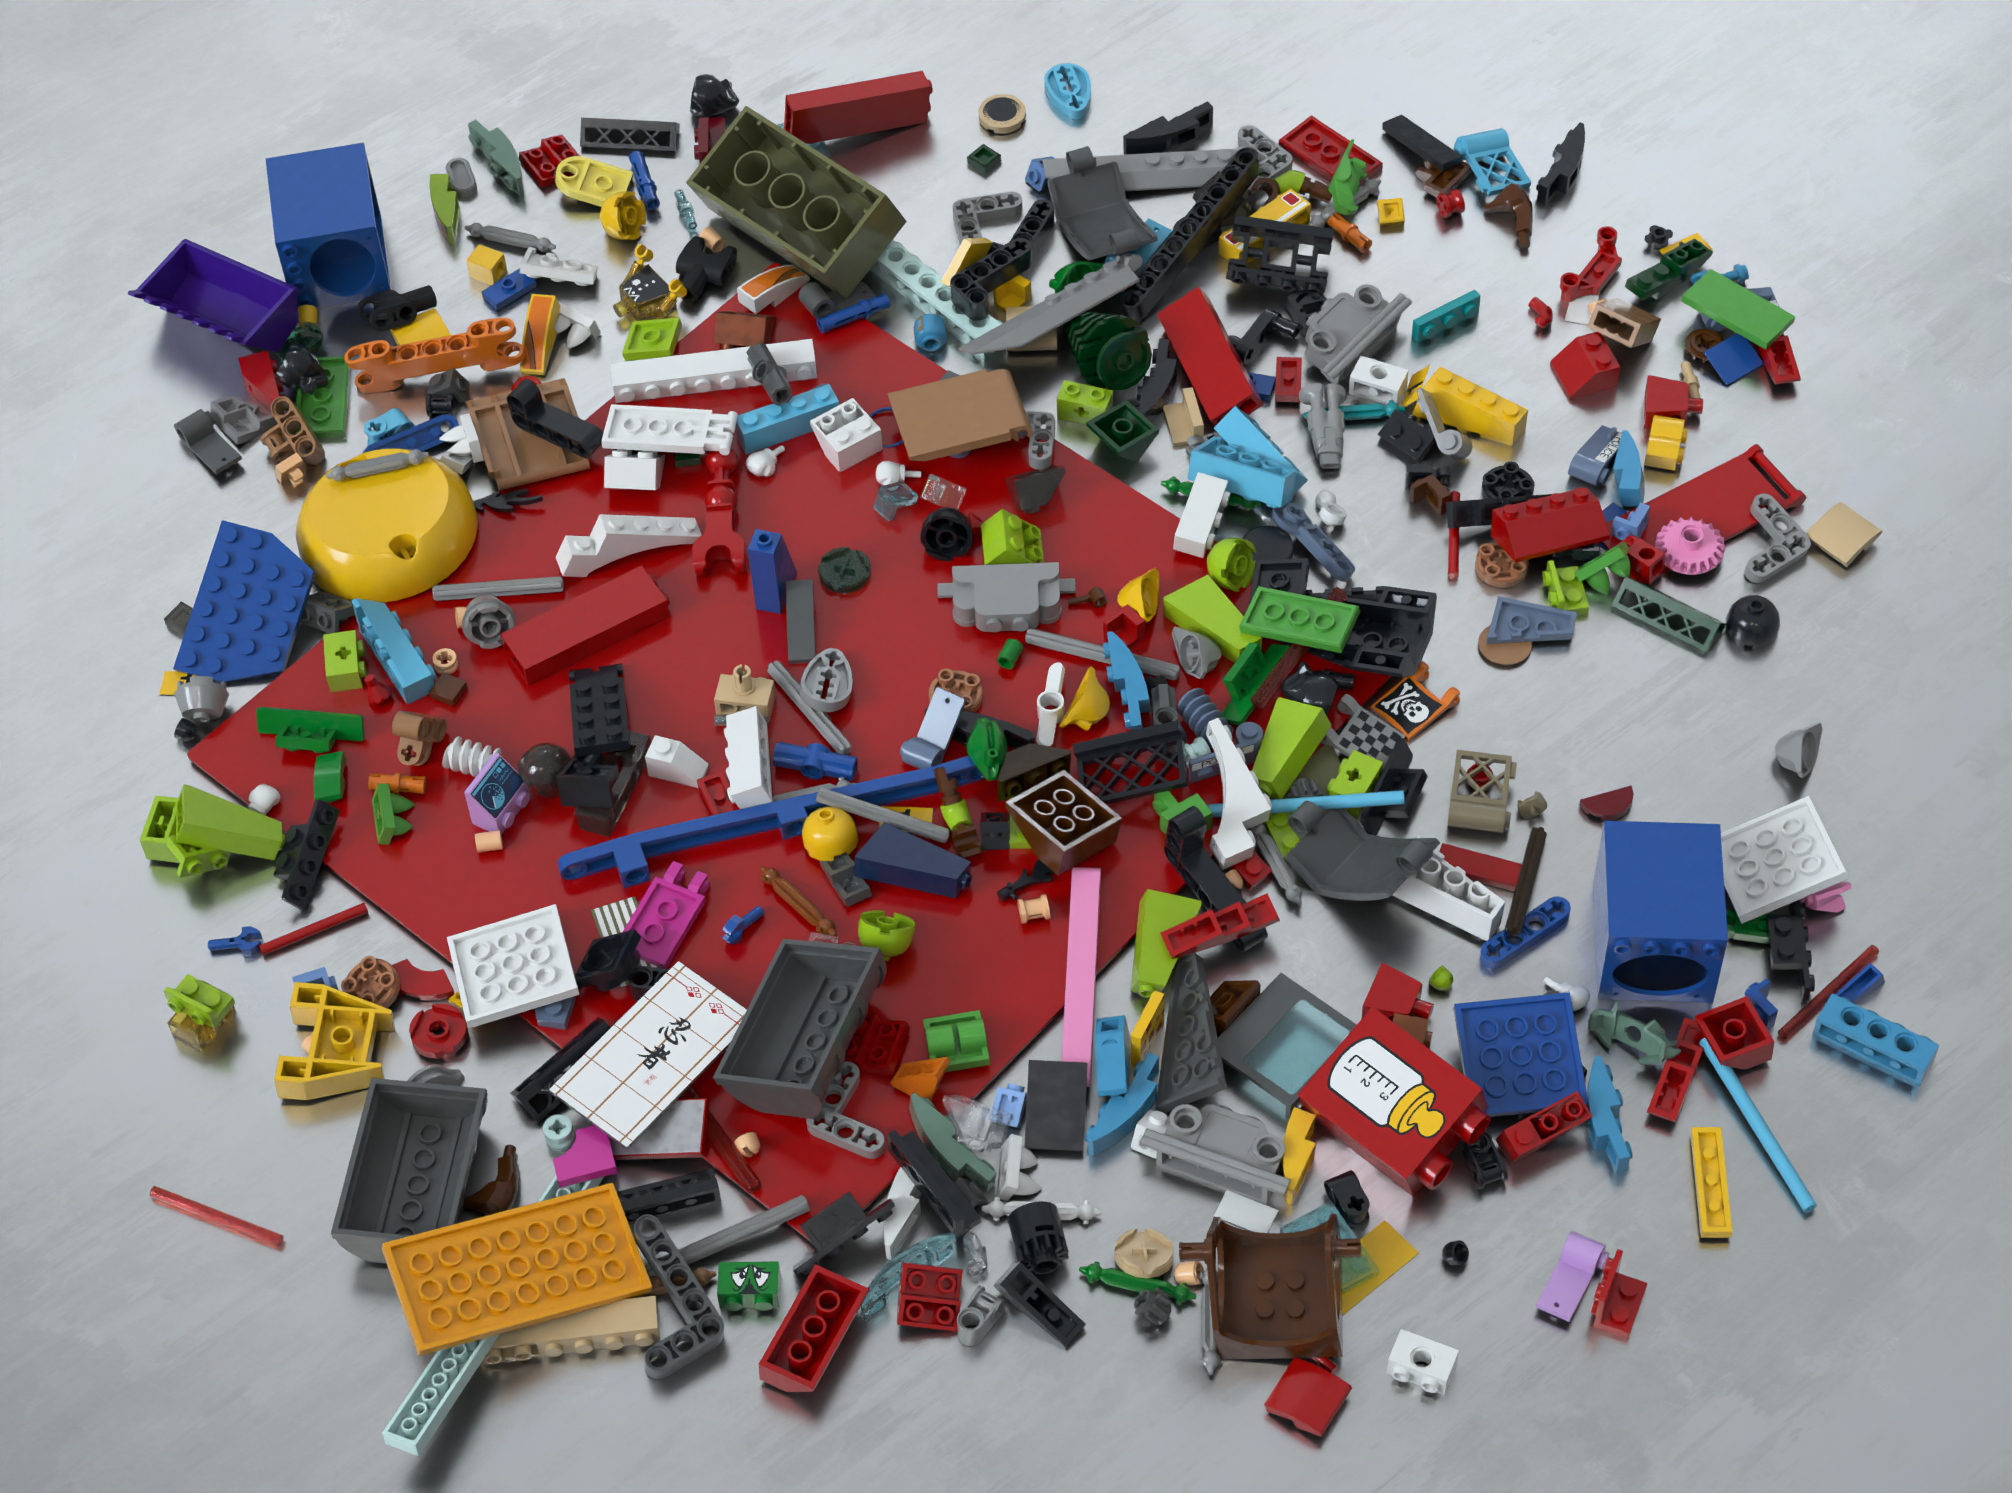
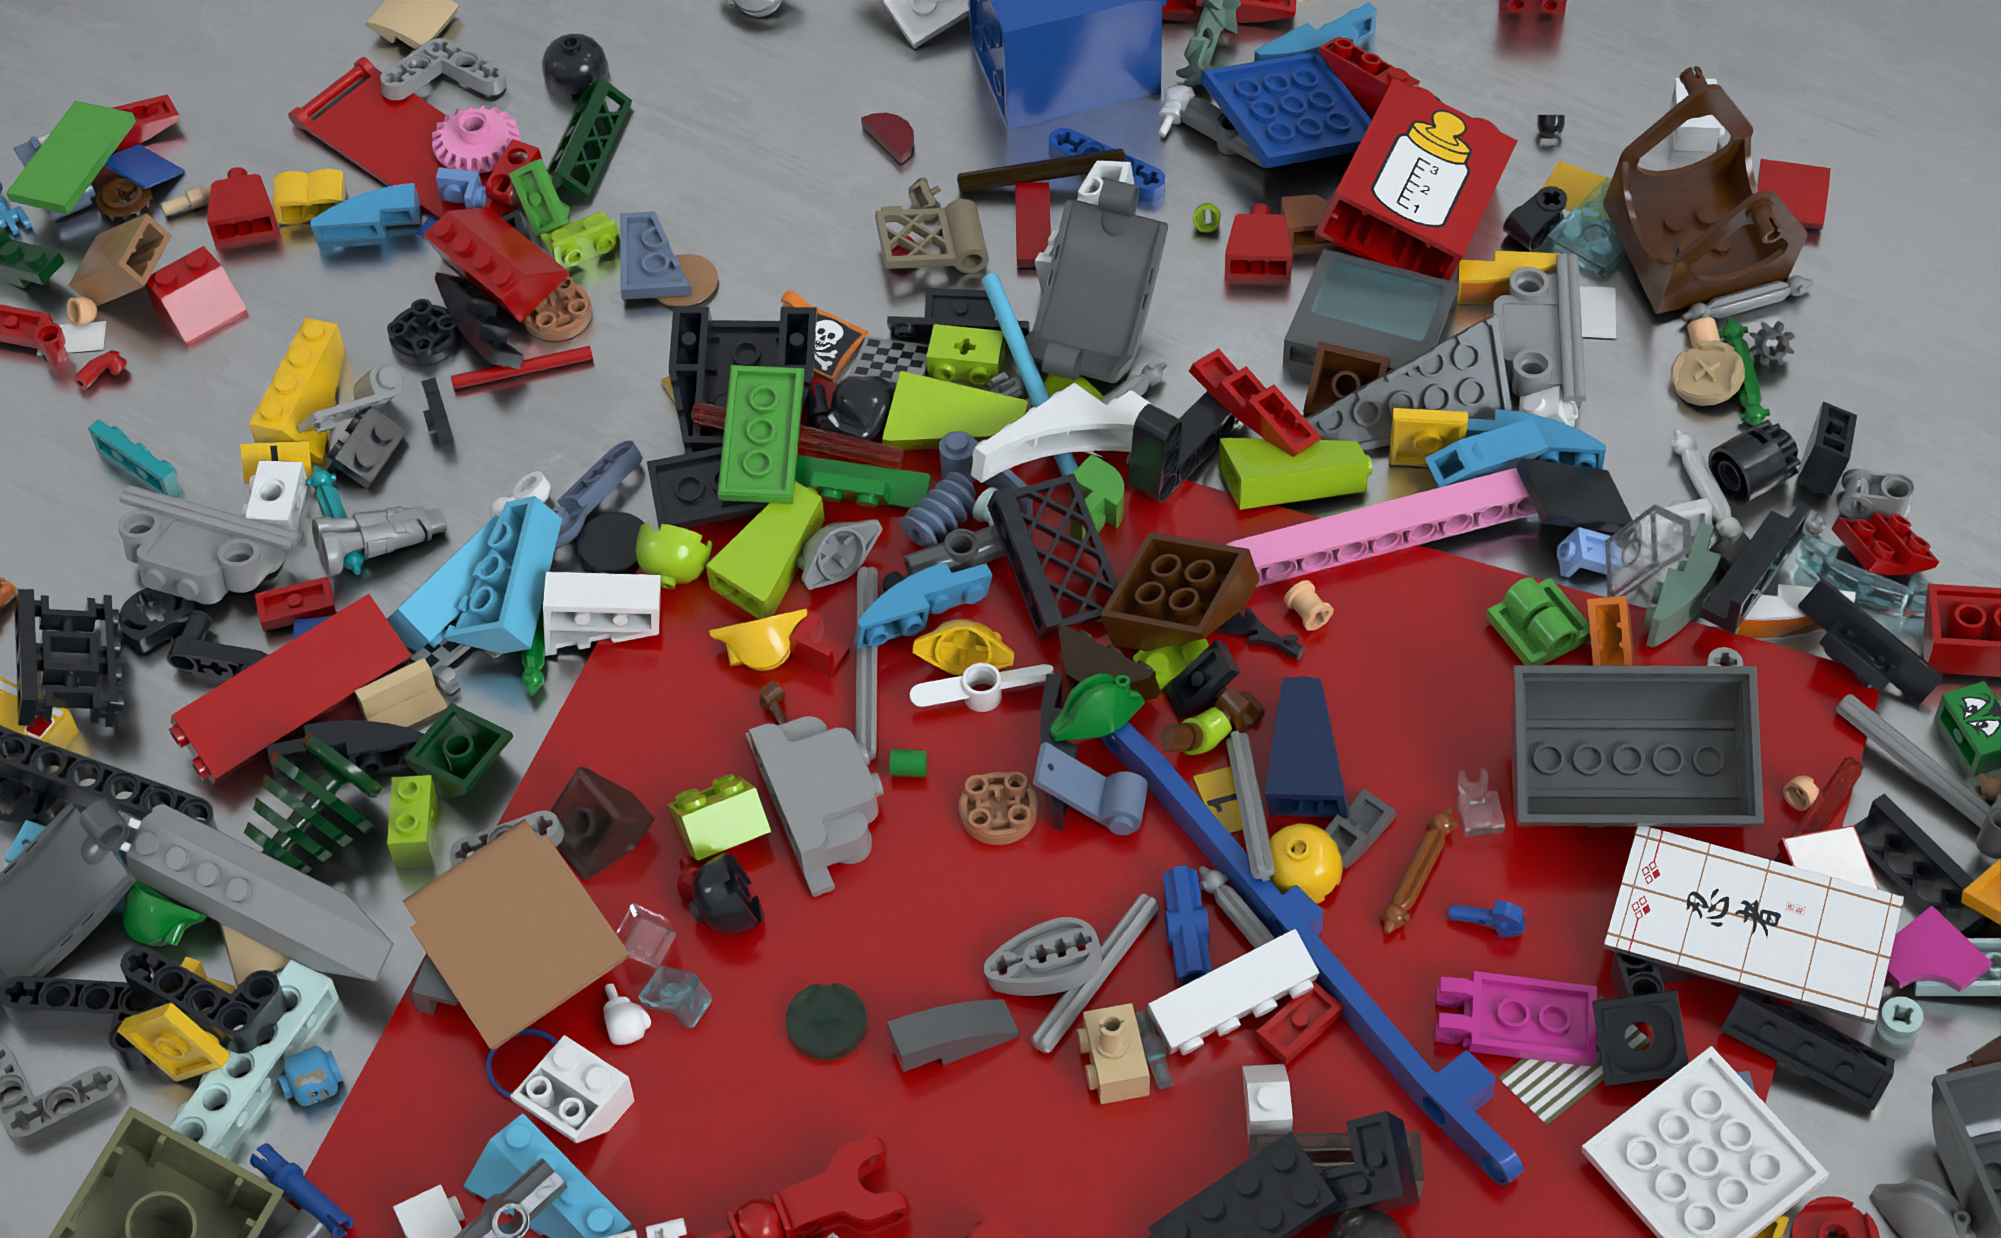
camera: 110 degrees left, 0 degrees up
(763, 462) = (652, 1204): white piece -> none
(770, 570) = (895, 1070): blue slope -> none
(889, 934) = (1431, 734): lime cylinder -> none
(1431, 490) = (464, 395): reddish brown bracket -> none
(1572, 1275) = (1500, 33): lavender door -> none
(1593, 457) = (366, 253): sand blue door -> none

